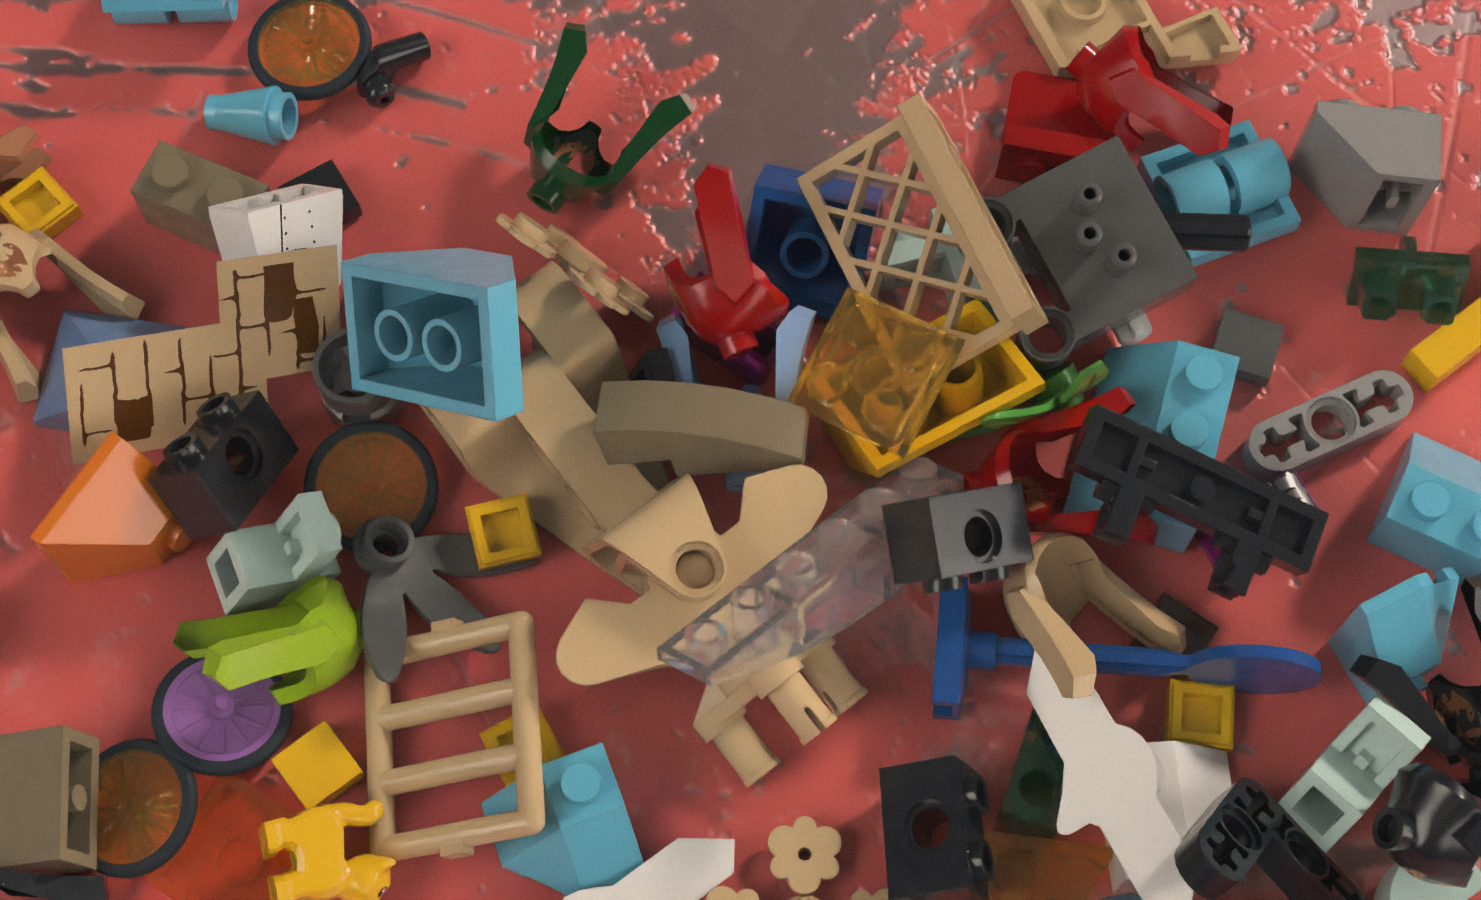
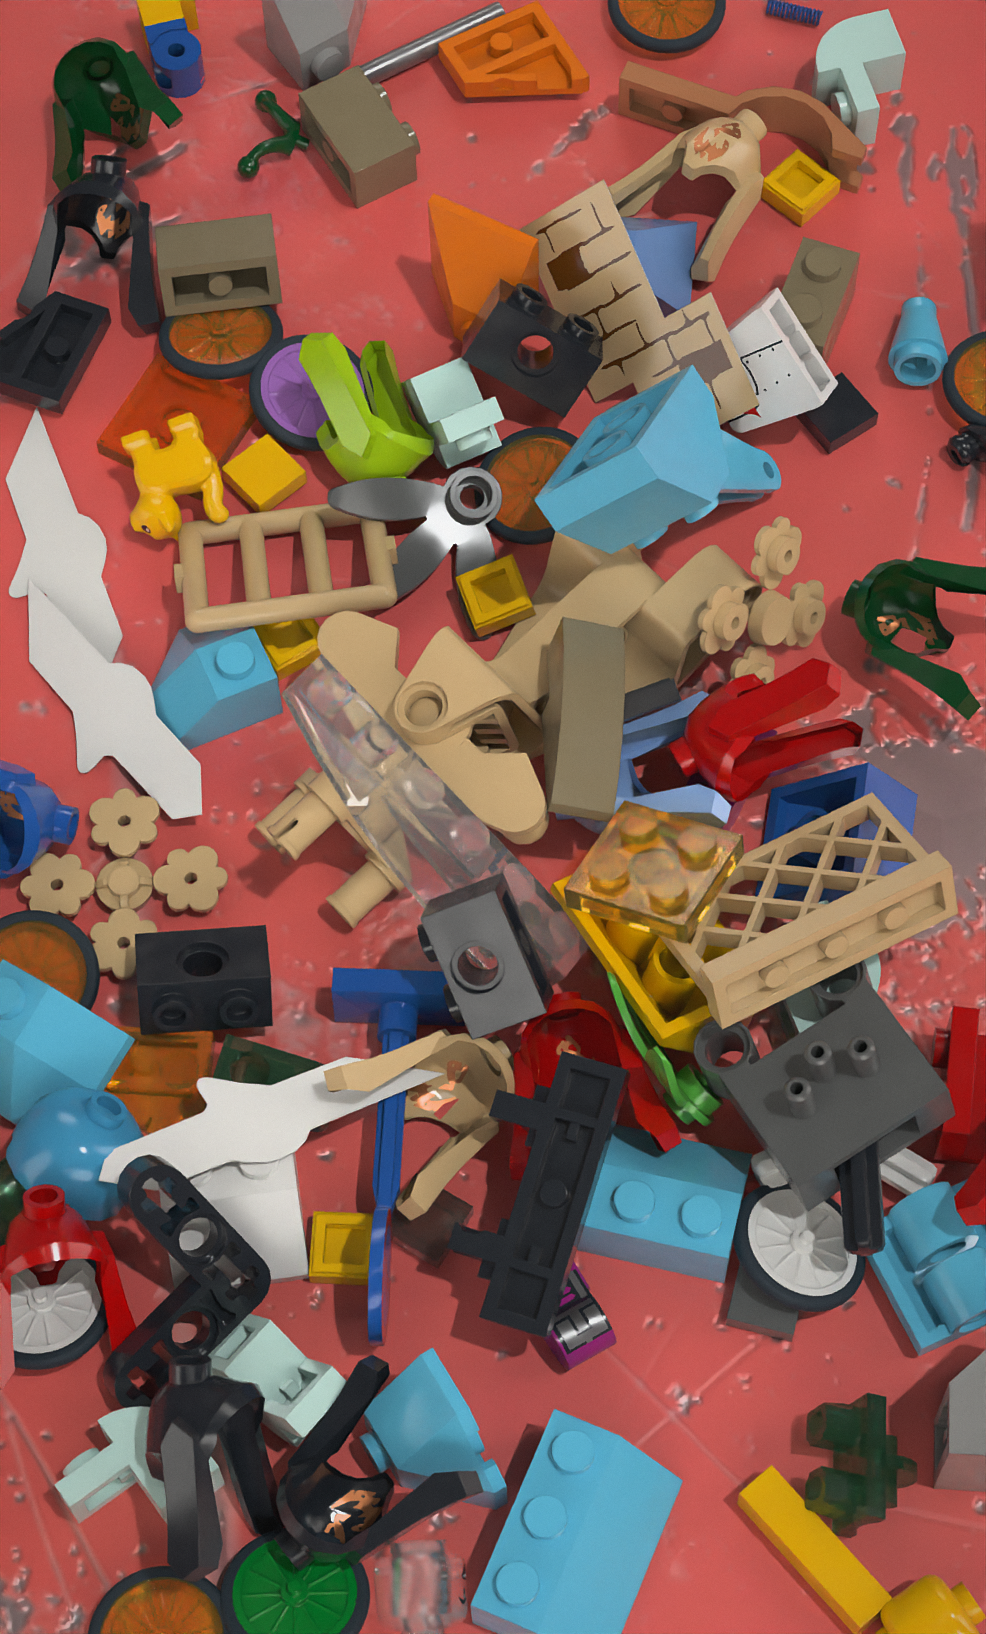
camera: 90 degrees right, 5 degrees down
(1219, 312) = (795, 1251): none -> white wheel
(1341, 402) = (721, 1419): light grey beam -> none

